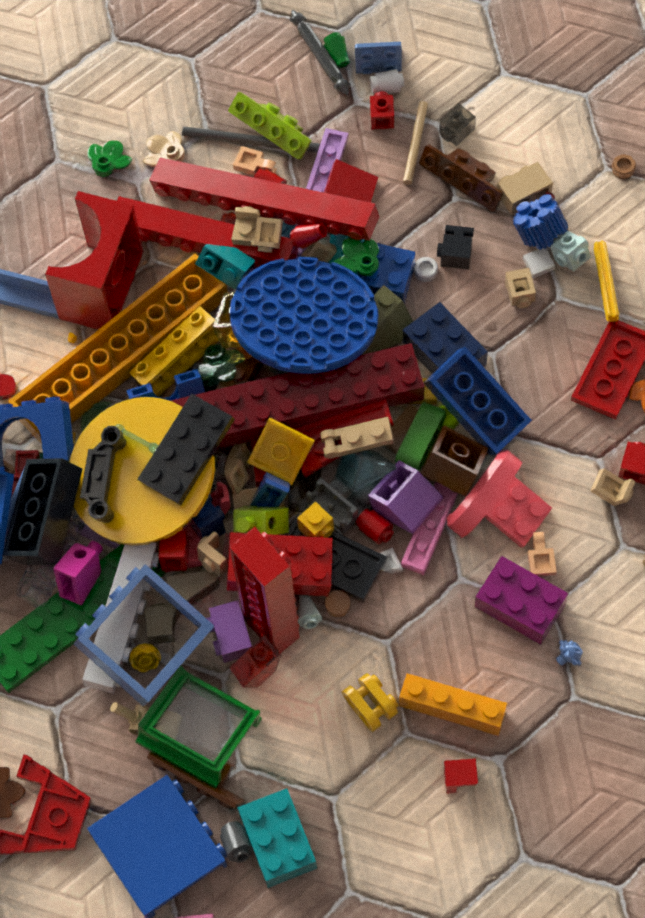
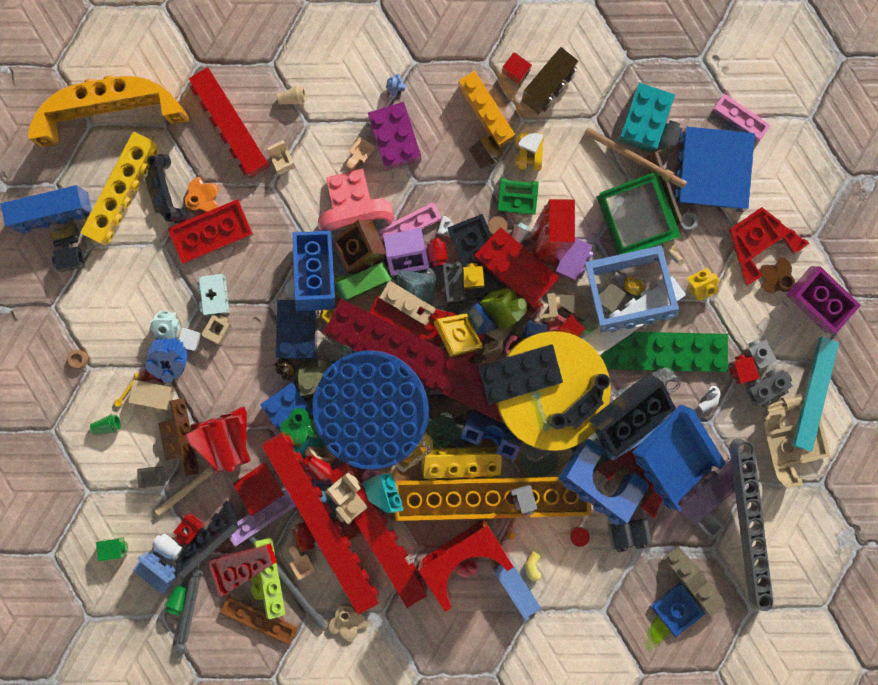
camera: 145 degrees left, 20 degrees up
(24, 320) = (530, 567): none -> light yellow arm
(72, 714) = (703, 284): none -> yellow brick
(78, 571) = (640, 360): dark pink torso -> none
(86, 359) = (524, 500): none -> light grey brick
(108, 158) = (384, 649): green plate -> none
(142, 772) = (689, 221): none -> light grey tile
(202, 786) = (667, 175): none -> medium nougat bar
(257, 663) = (585, 223): clear red slope -> none
(258, 89) = (256, 619): none -> dark orange tile
(304, 112) = (239, 567): none -> red wing
(339, 640) = (517, 202): none -> green plate
(354, 116) = (208, 540): none -> black wing
(374, 702) = (531, 142): none -> white tile
(411, 784) = (550, 81): none -> dark brown brick
(413, 659) = (486, 152): none -> dark brown brick
(420, 195) = (221, 440): none -> red brick
(420, 306) = (285, 368): none -> dark brown plate
(426, 269) = (259, 394): white tile -> none
(435, 43) = (111, 549): none -> green brick
(456, 247) = (231, 389): black brick -> none
(540, 134) = (108, 424): none -> green cone
(550, 163) = (118, 402): none -> yellow hinge
(553, 314) = (219, 303): none -> light aqua brick
(606, 281) = (162, 289): yellow axle -> none

